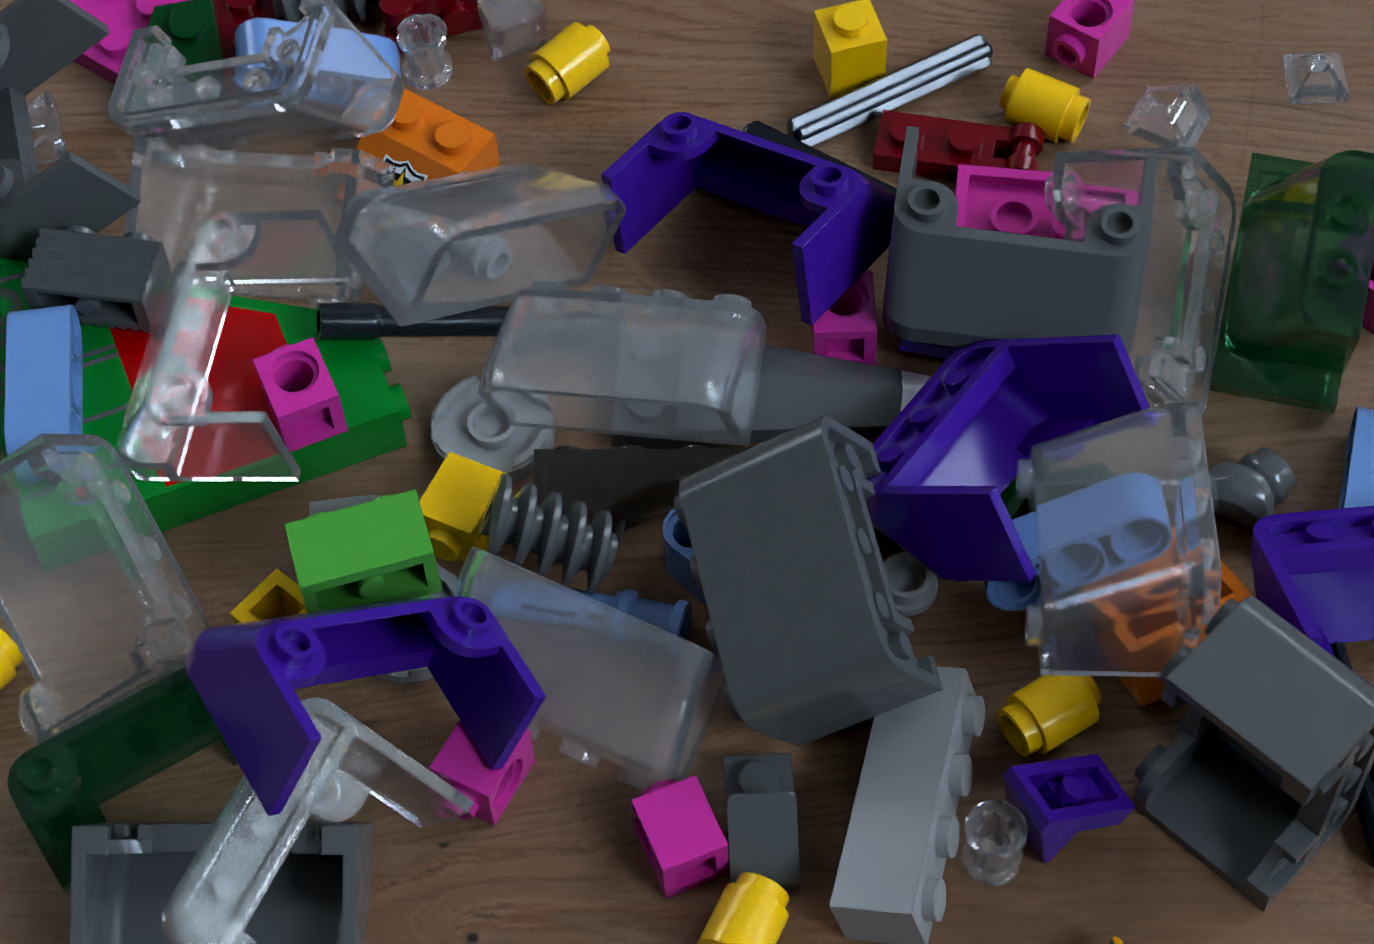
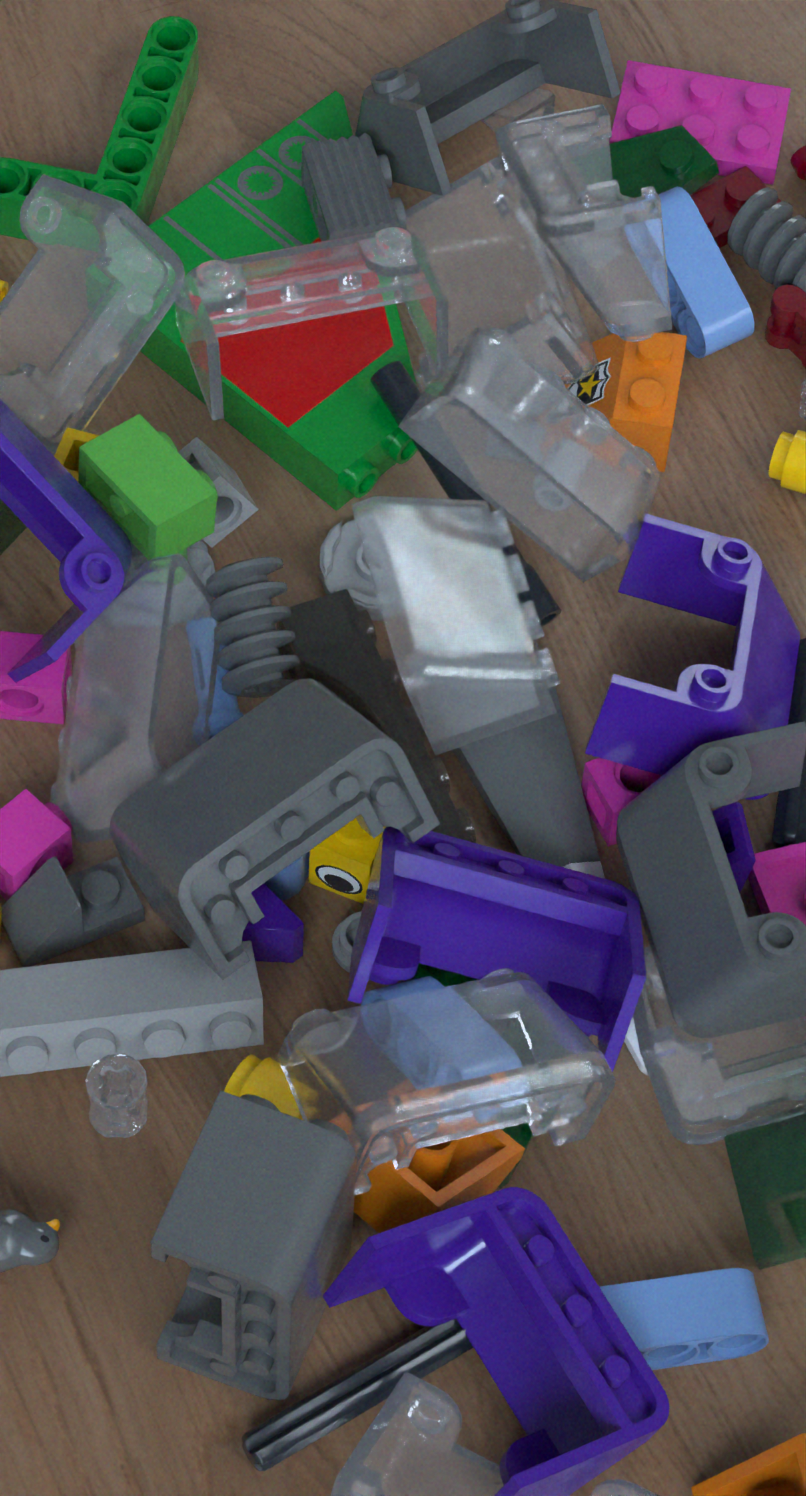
camera: 60 degrees right, 0 degrees up
(43, 374) = (228, 208): medium blue beam -> none
(306, 414) = (302, 388): dark pink brick -> none
(423, 43) = (760, 358): clear bush -> none
(456, 506) = (289, 543): yellow brick -> none
(1065, 799) = (162, 1119): dark purple slope -> none
(1251, 487) = (603, 1198): dark grey animal -> none

